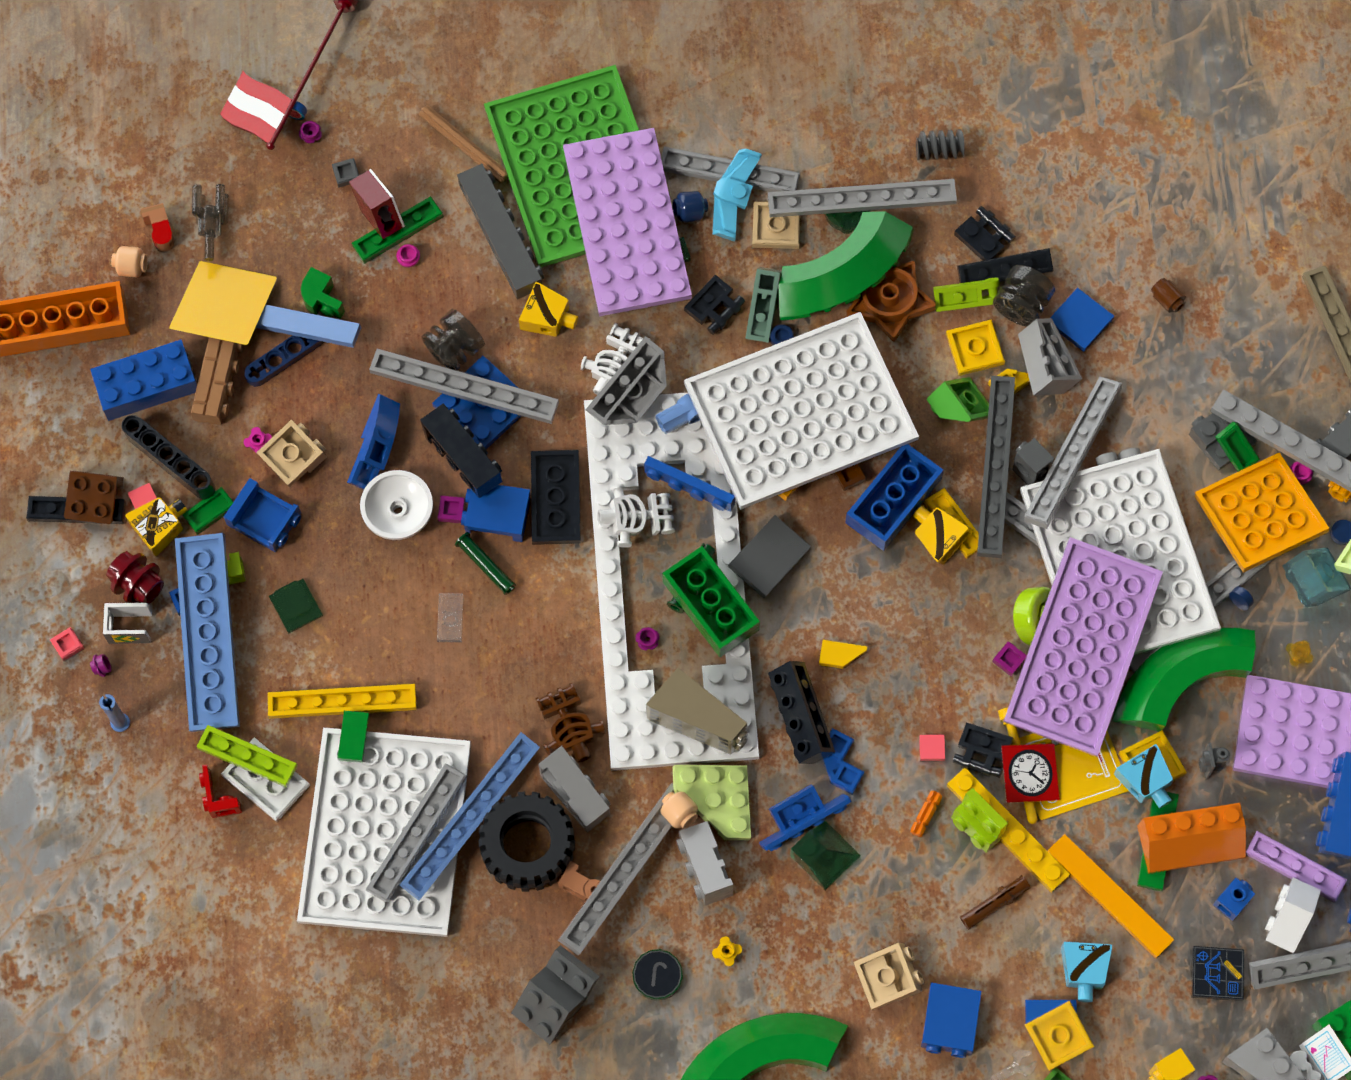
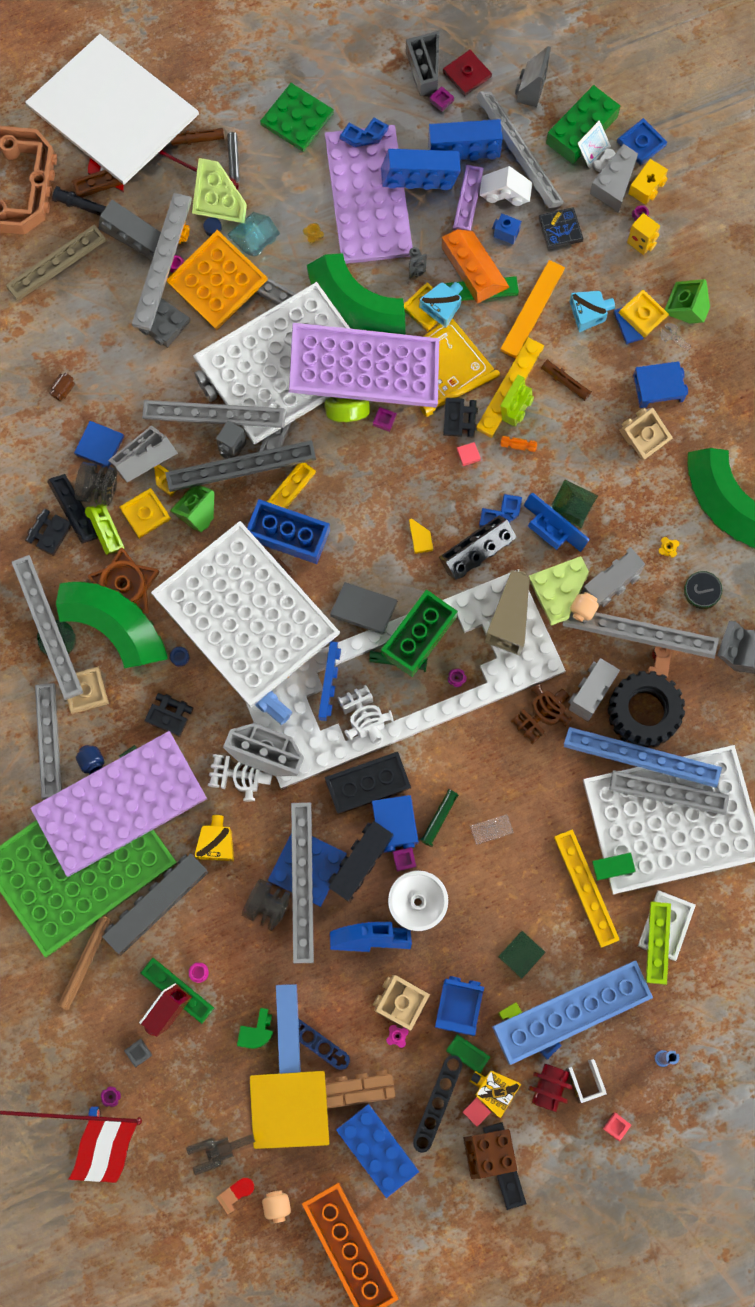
camera: 110 degrees left, 5 degrees up
(100, 665) = (625, 1090): magenta plate -> none
(225, 806) = (700, 947): red bracket -> none
(732, 193) = (68, 730): medium azure plate -> none
(763, 304) = (156, 676): sand green slope -> none
(940, 532) = (305, 490): yellow torso -> none
(1030, 773) = (465, 381): sticker -> none
(1237, 447) = (172, 307): green tile -> none
(1241, 598) = (286, 278): dark blue tile -> none

